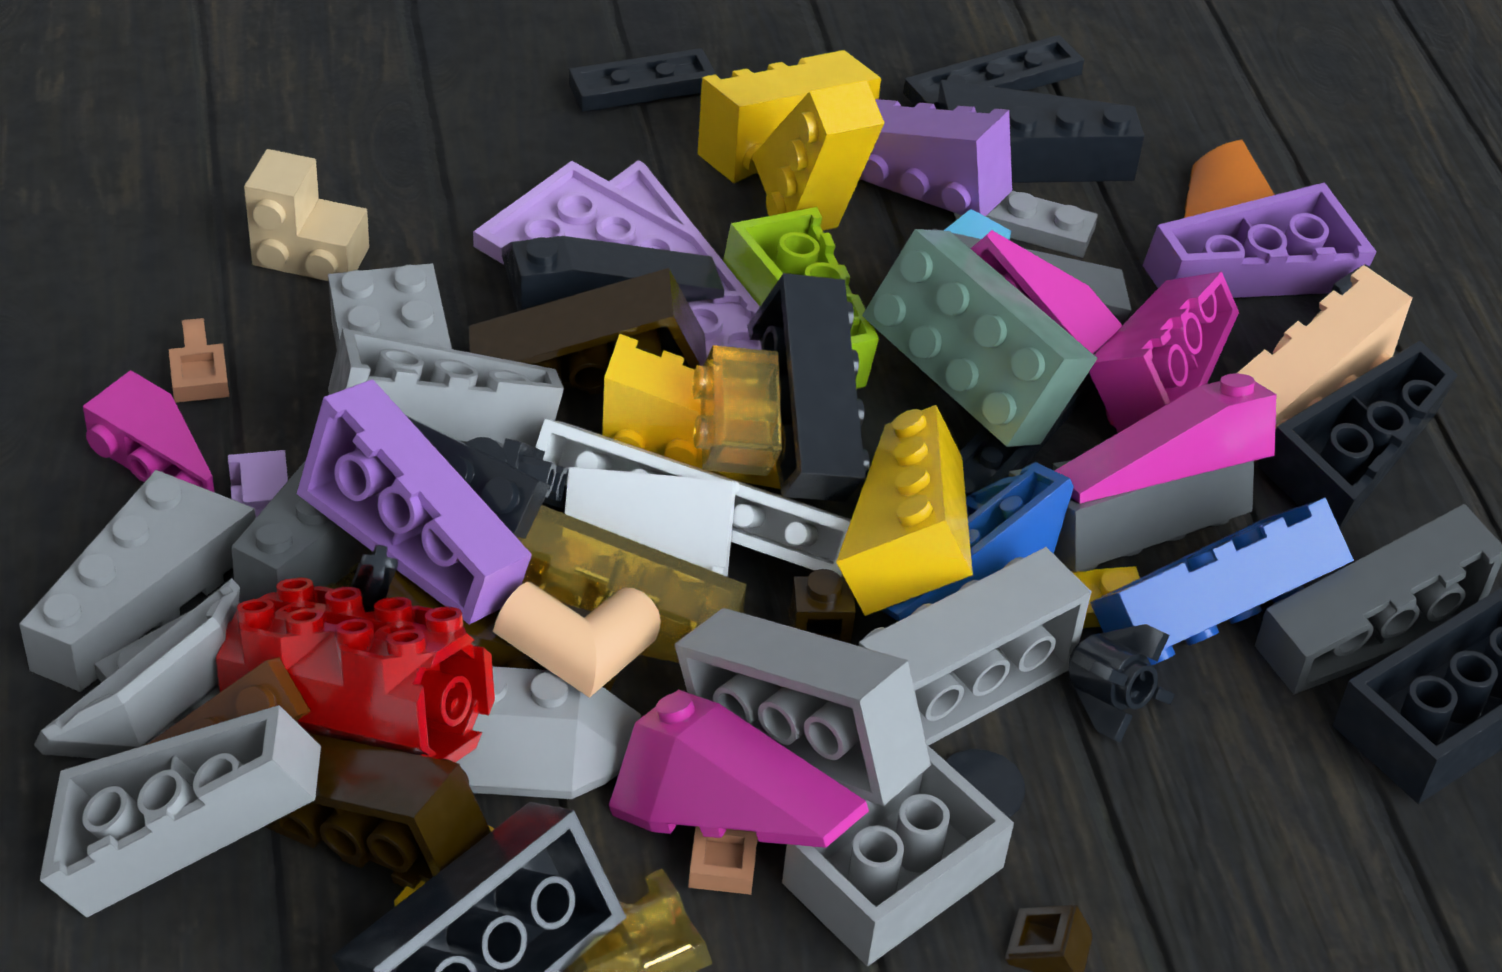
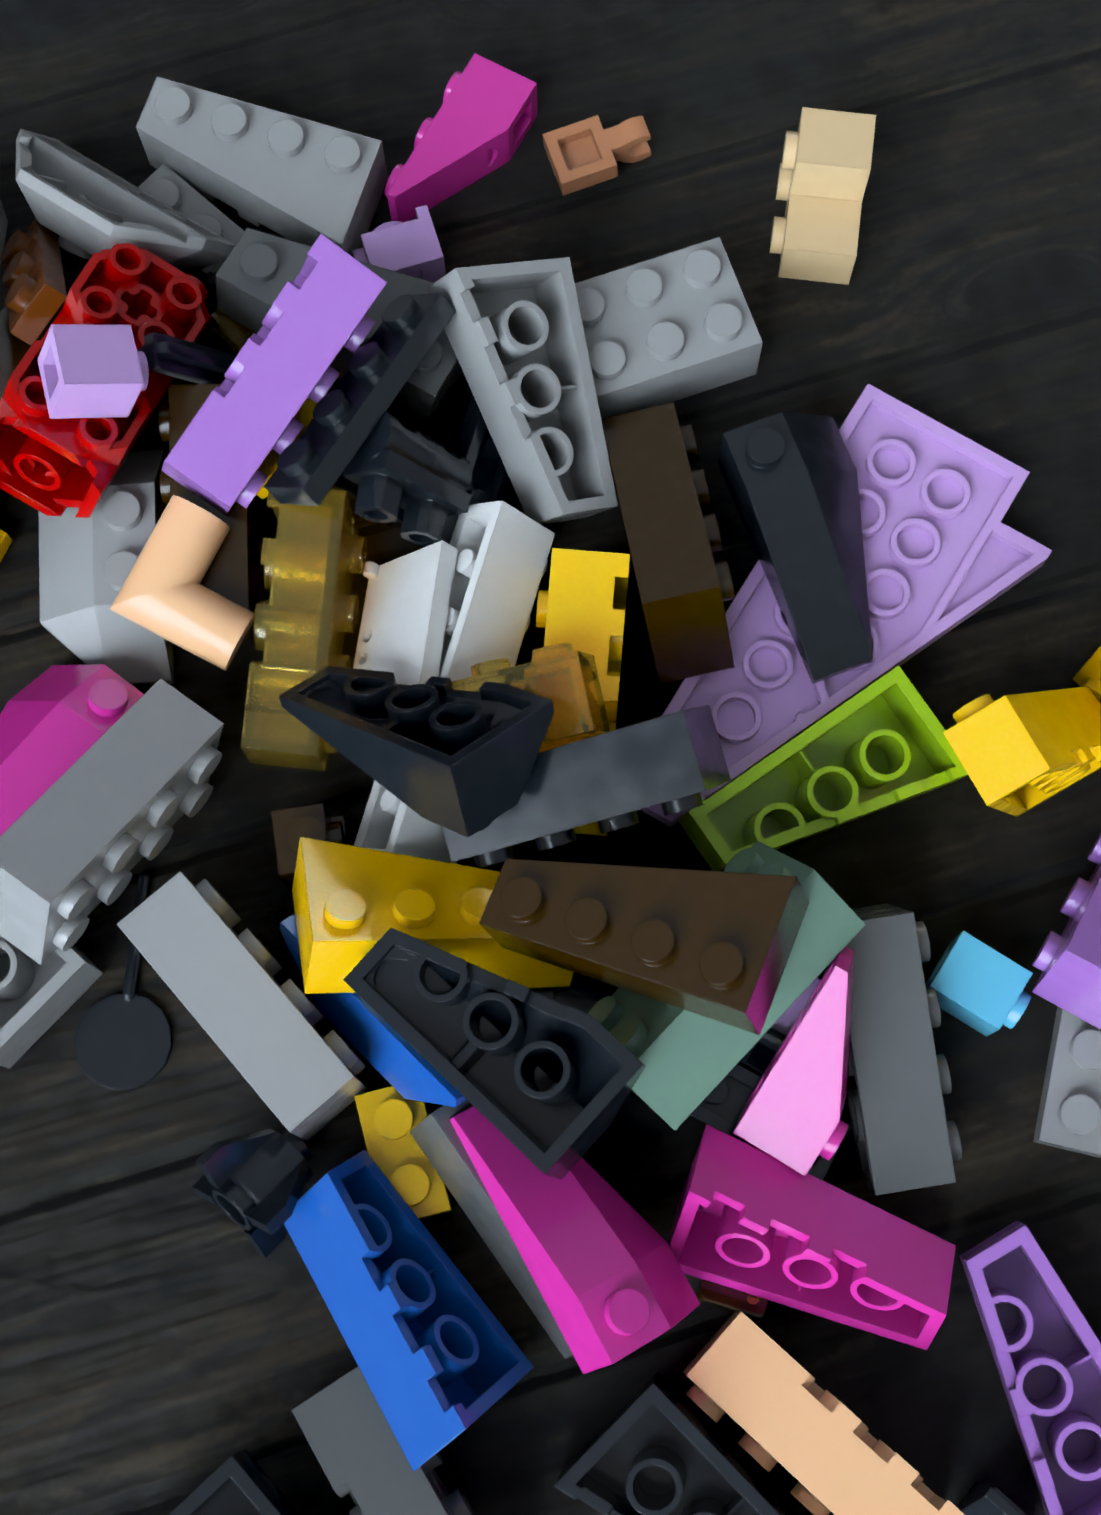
camera: 90 degrees right, 30 degrees up
(397, 591) = (91, 371): none -> lavender brick
(782, 435) = (434, 747): none -> black wedge
(963, 303) = (663, 933): none -> dark brown wedge
(1044, 420) = (517, 1056): none -> black wedge

